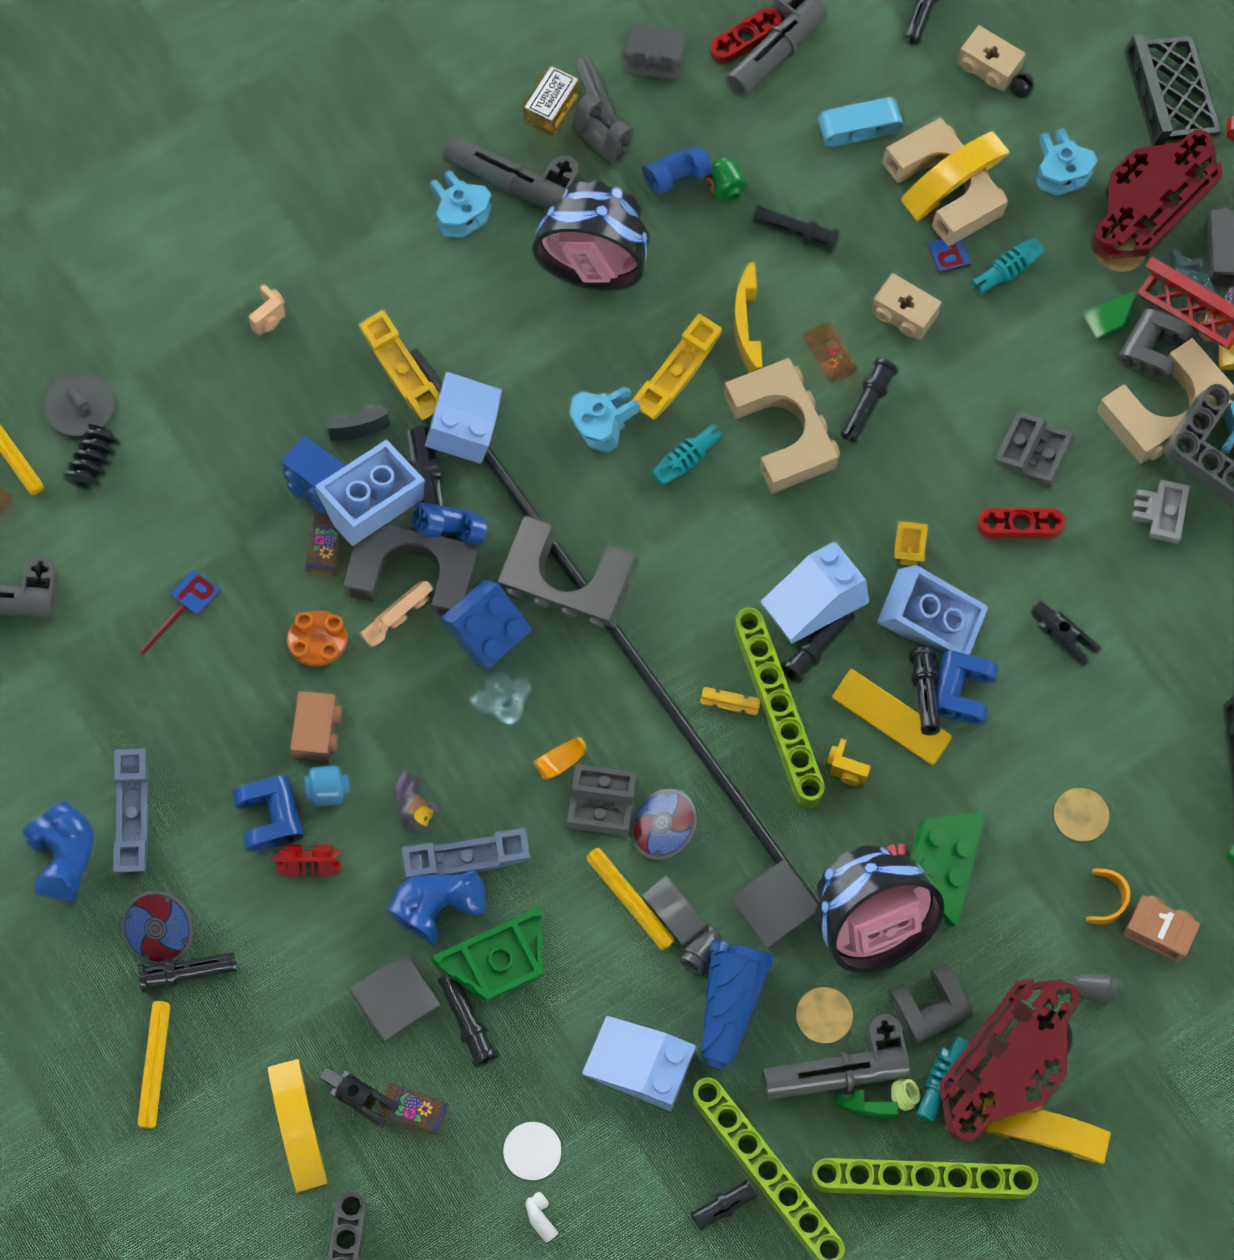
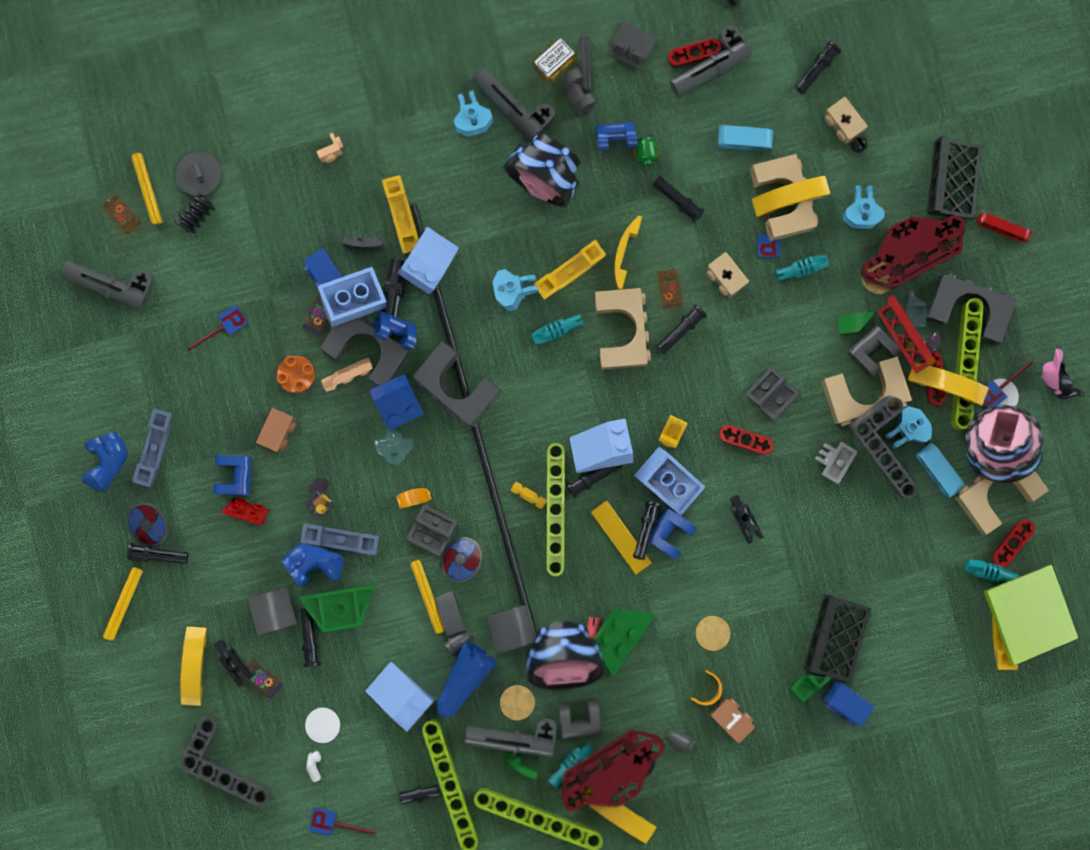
camera: 20 degrees right, 15 degrees up
(325, 786) = (271, 470): dark azure head -> none
(848, 770) = (584, 565): yellow bracket -> none
(905, 1093) = (545, 766): yellowish green plate -> none

